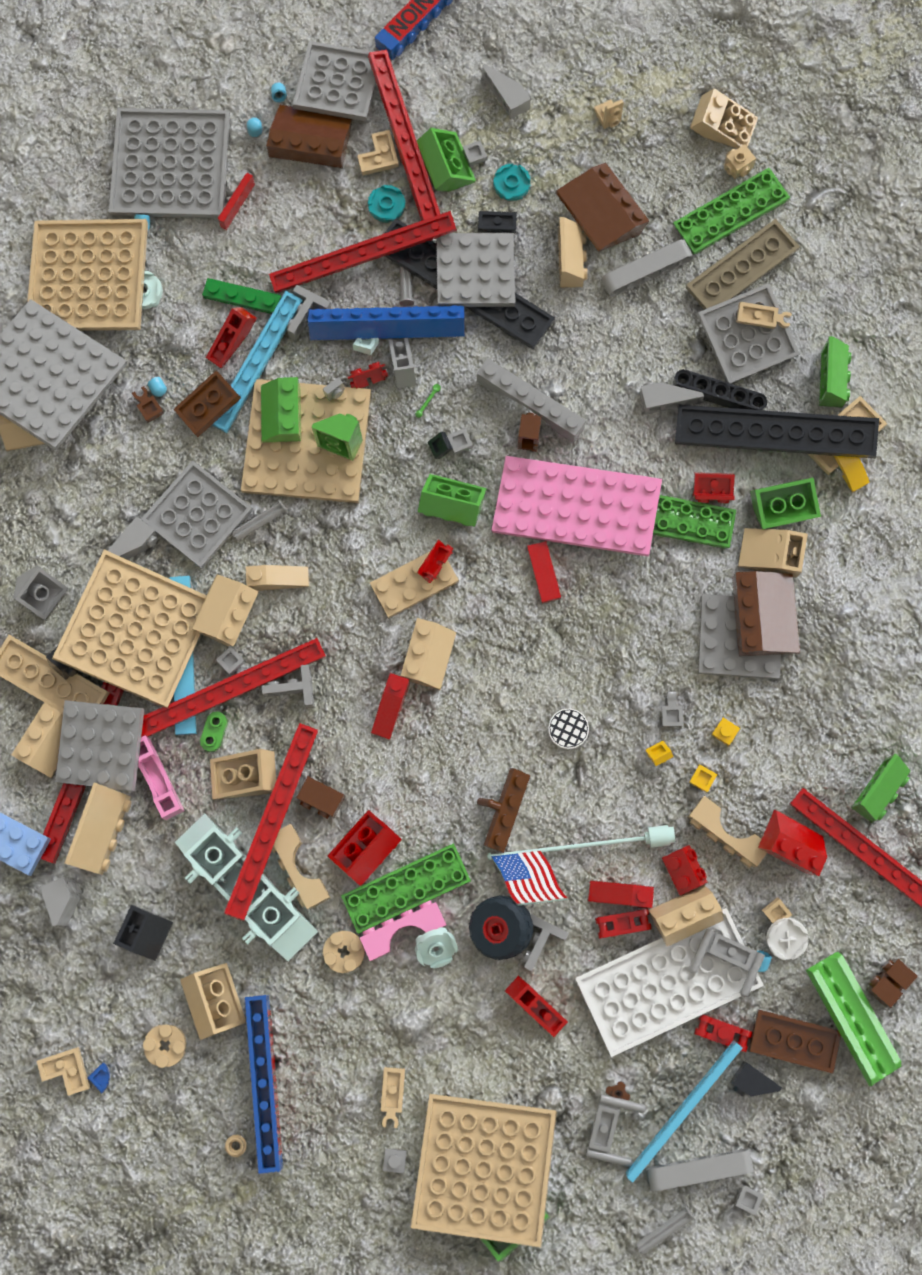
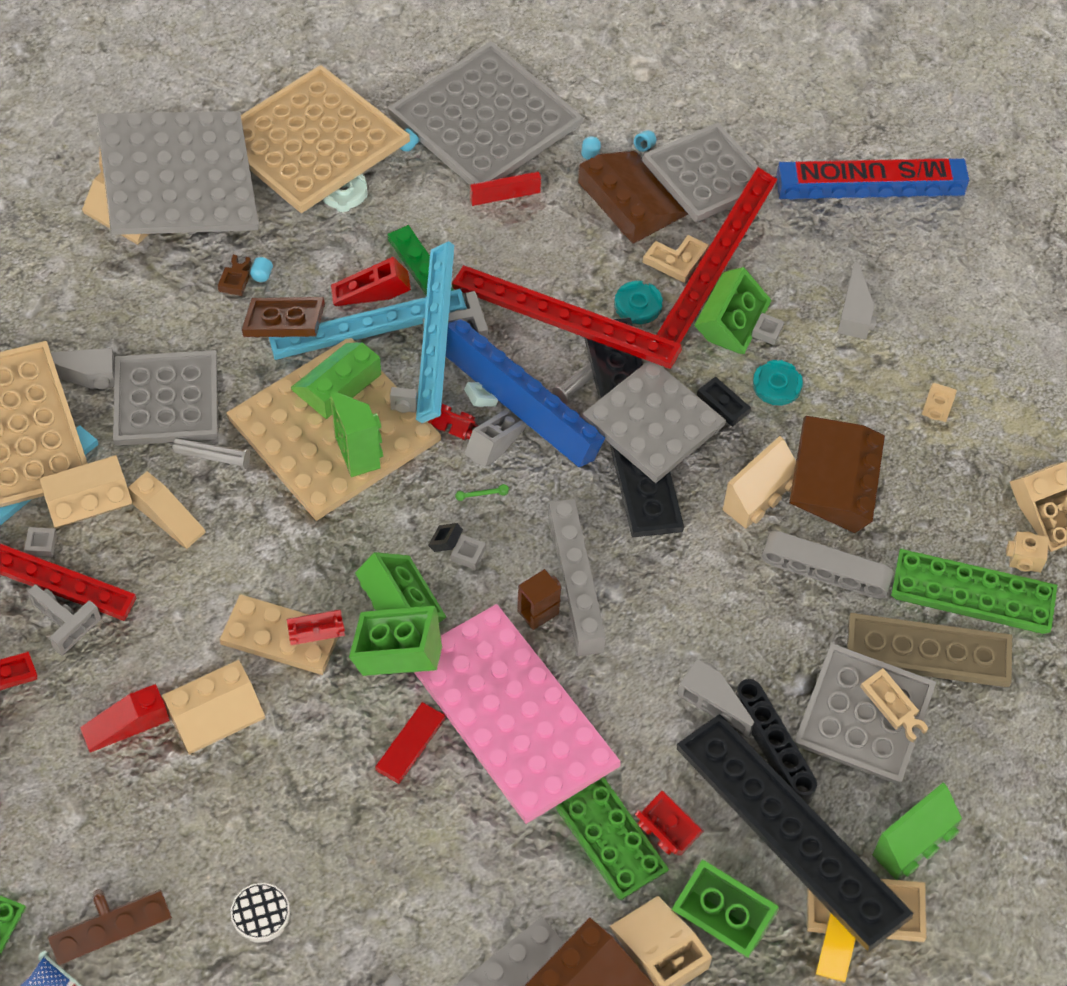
camera: 40 degrees right, 20 degrees down
(306, 330) = (435, 333): none -> medium azure tile
(485, 526) = (397, 641): none -> bright green slope

